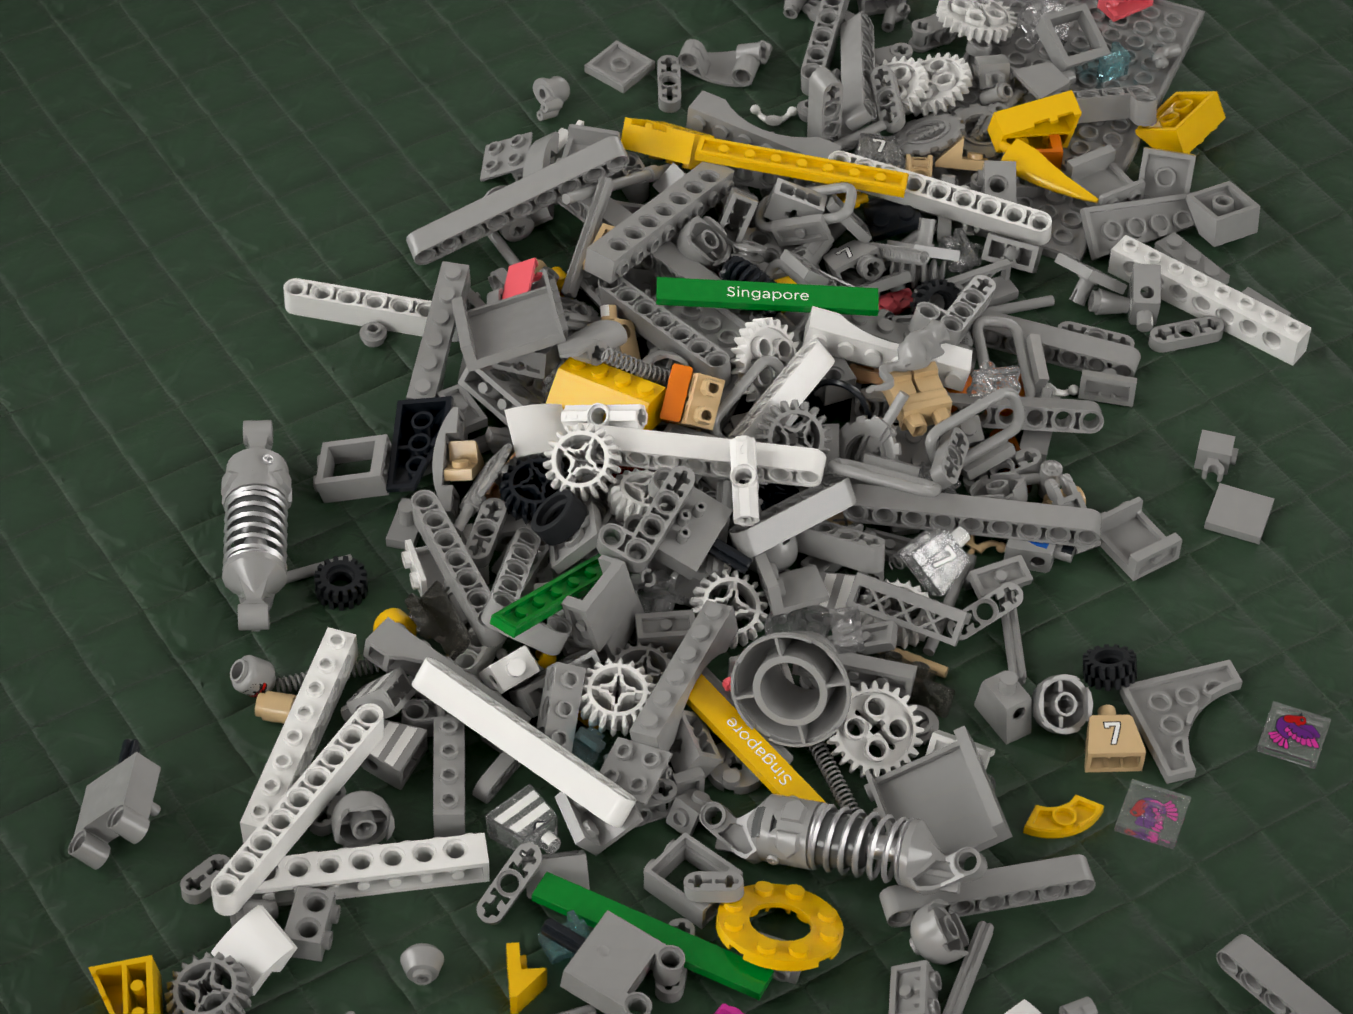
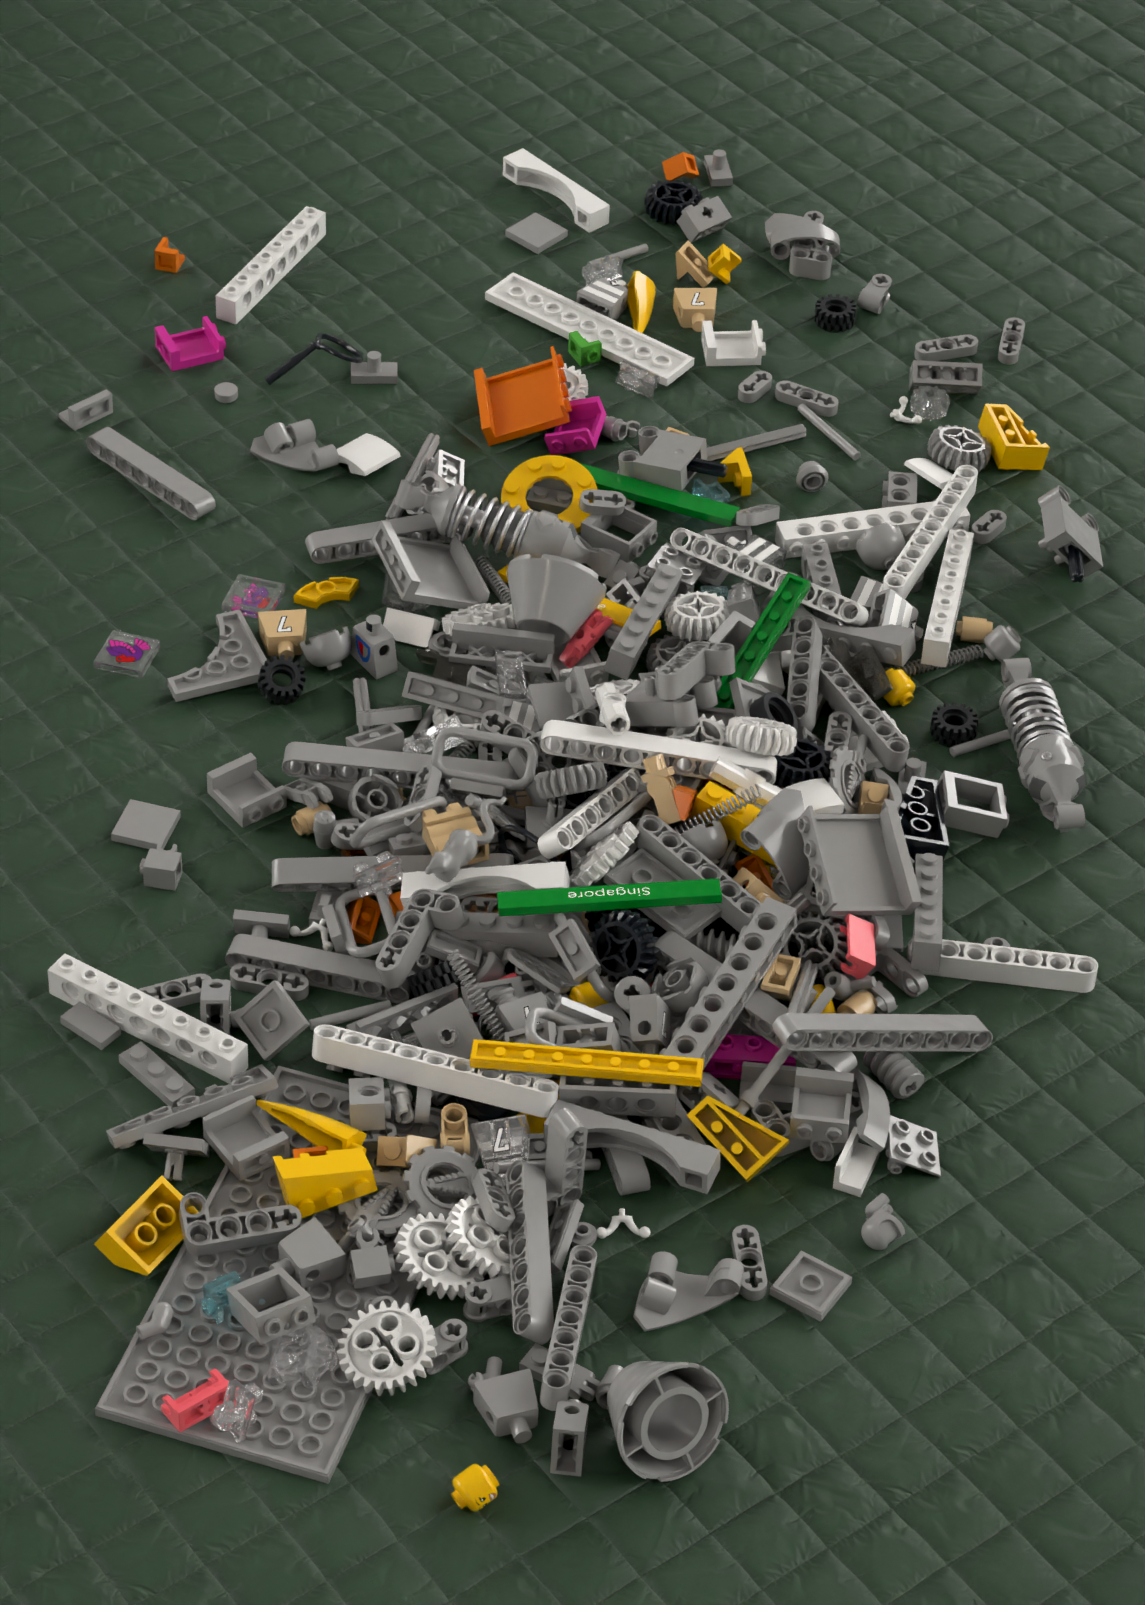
camera: 175 degrees right, 5 degrees down
(1223, 213) = (115, 1105): light grey slope -> none

